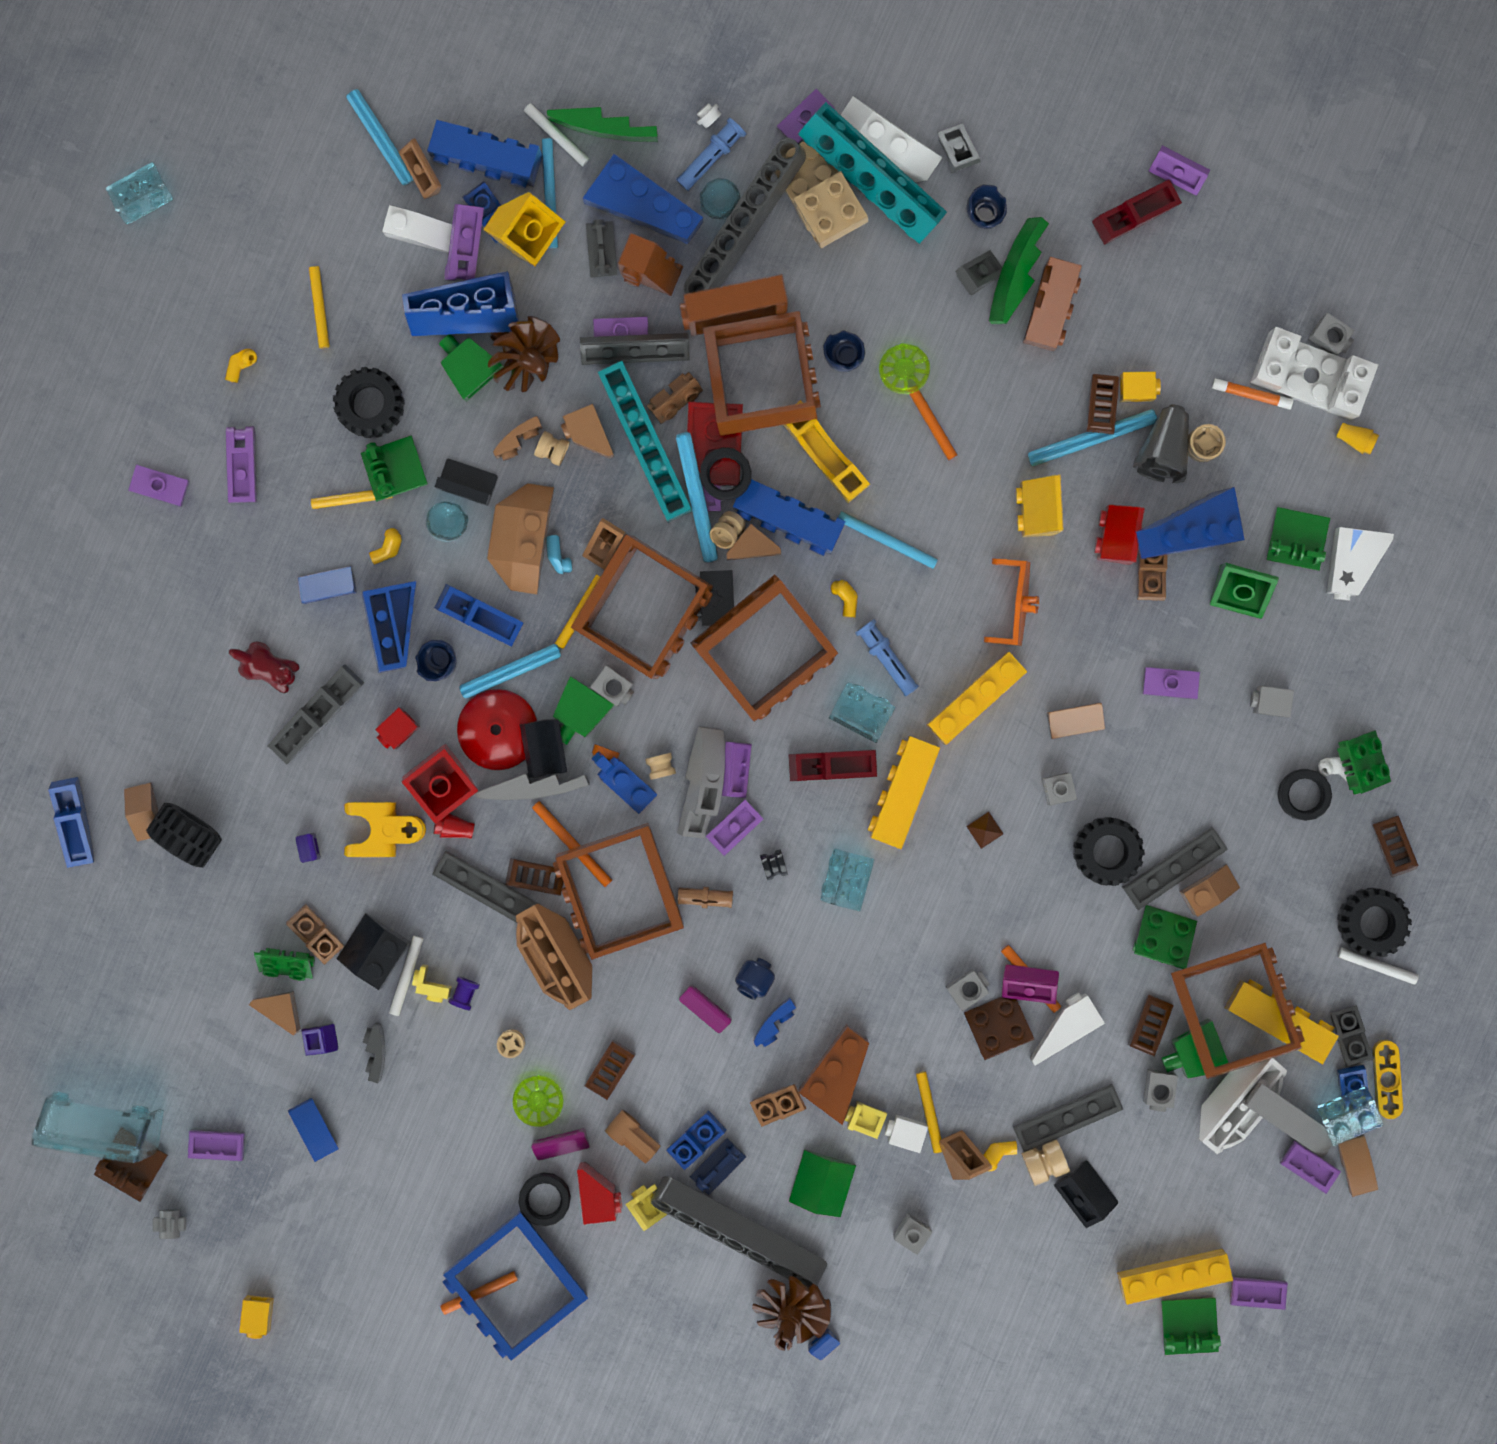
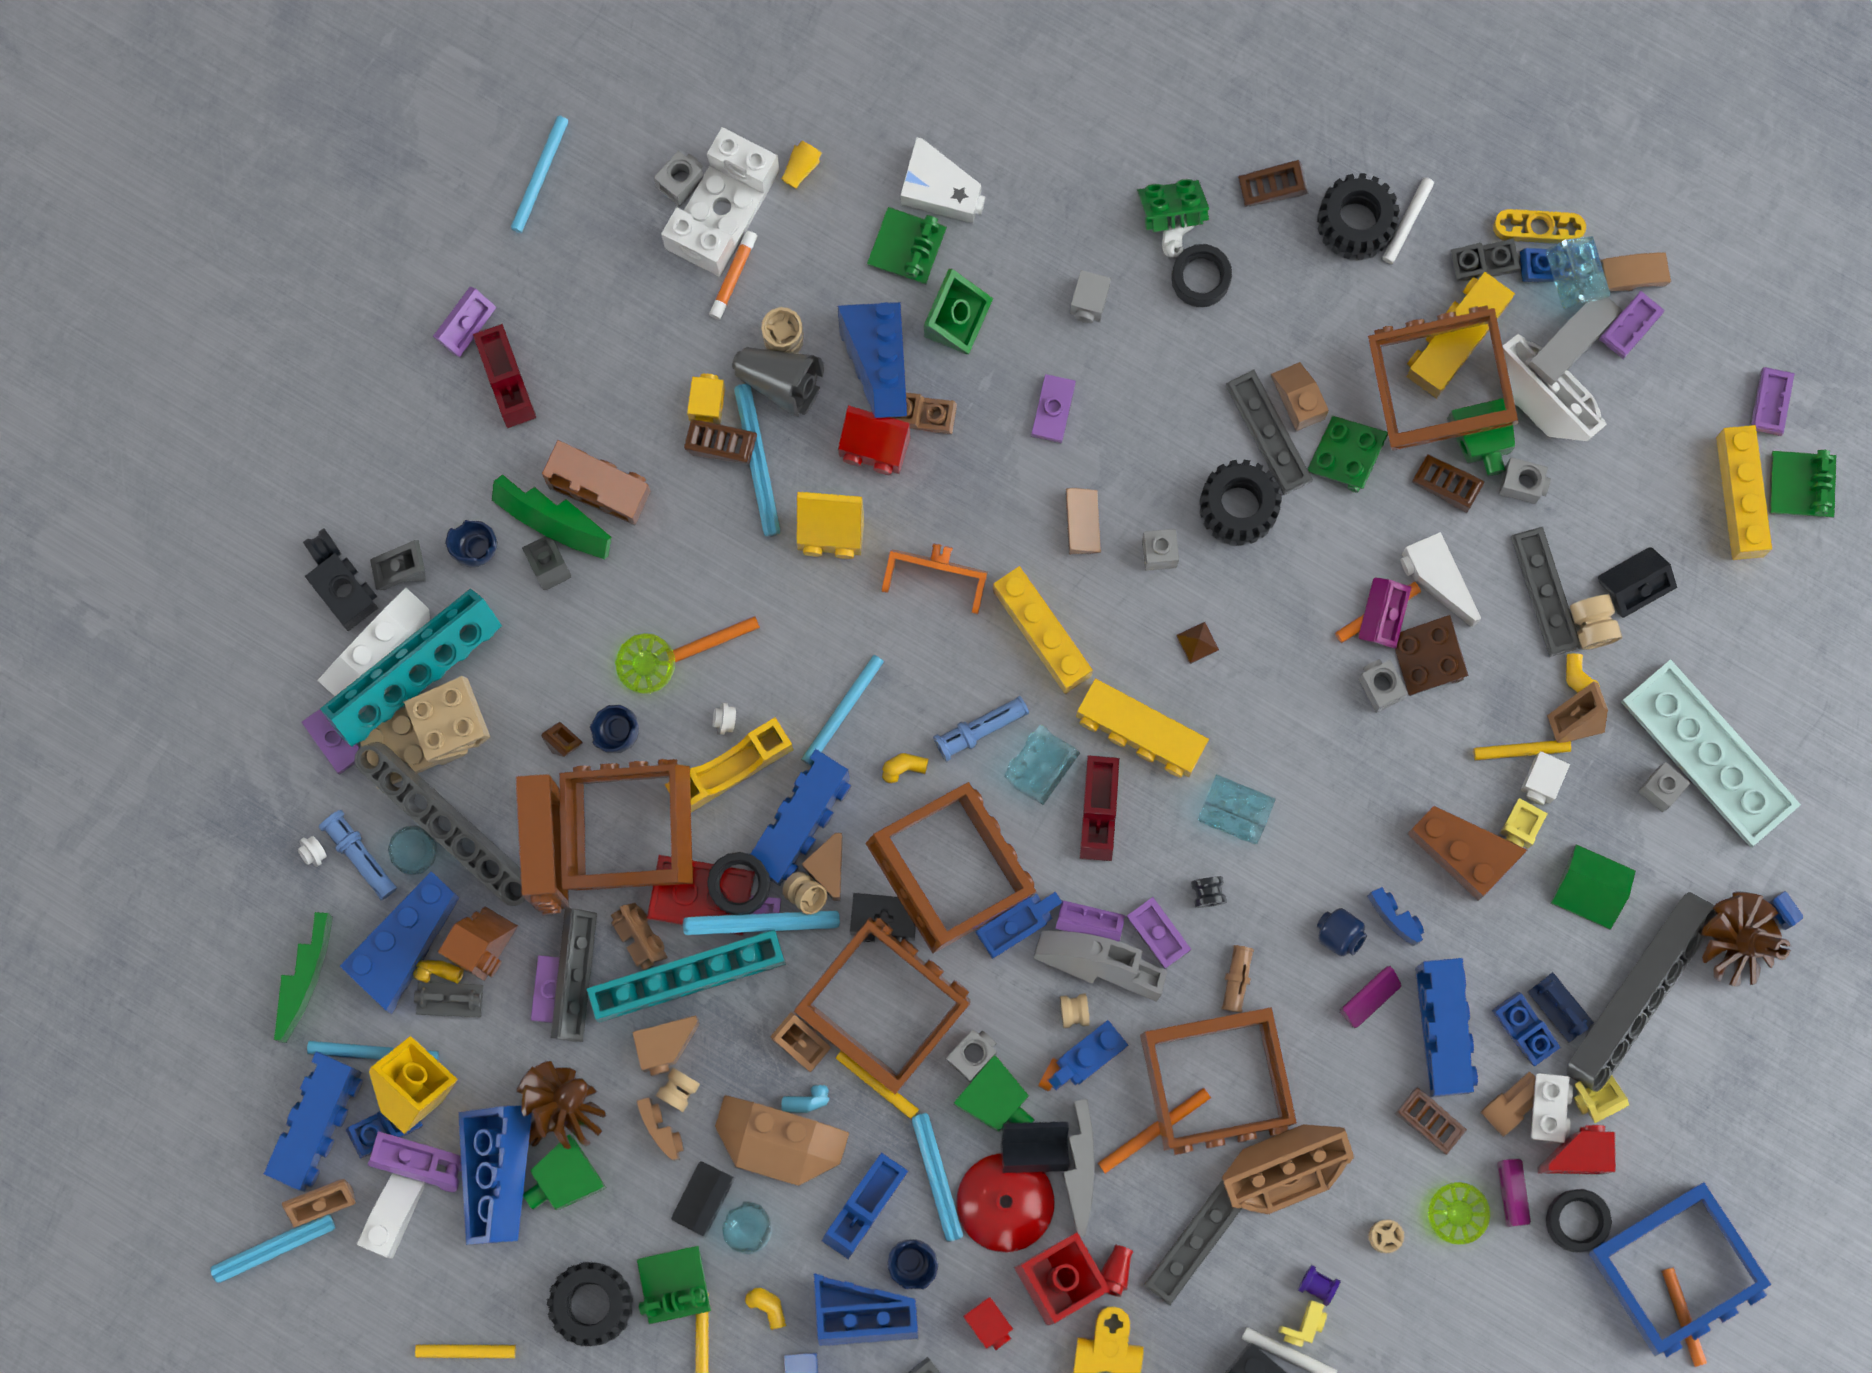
camera: 80 degrees left, 10 degrees down
(512, 872) = (1181, 1207): reddish brown slope -> none
(556, 134) = (305, 1035): white bar -> none
(623, 225) = (439, 968): none -> yellow arm
(631, 1166) = (1550, 1104): none -> white bracket
(686, 1073) = (1446, 1027): none -> blue wedge
(726, 709) = (1017, 923): none -> blue hinge
(778, 1105) = (1495, 924): medium nougat slope -> none
(830, 308) = (561, 740): none -> reddish brown slope
(865, 442) = (724, 718): none -> white plate
(936, 89) = (326, 581): none -> black brick
(947, 1269) = (1710, 753): none -> light aqua plate
(966, 81) = (321, 547): none -> black wheel
(1320, 214) = (539, 174): none -> medium azure bar

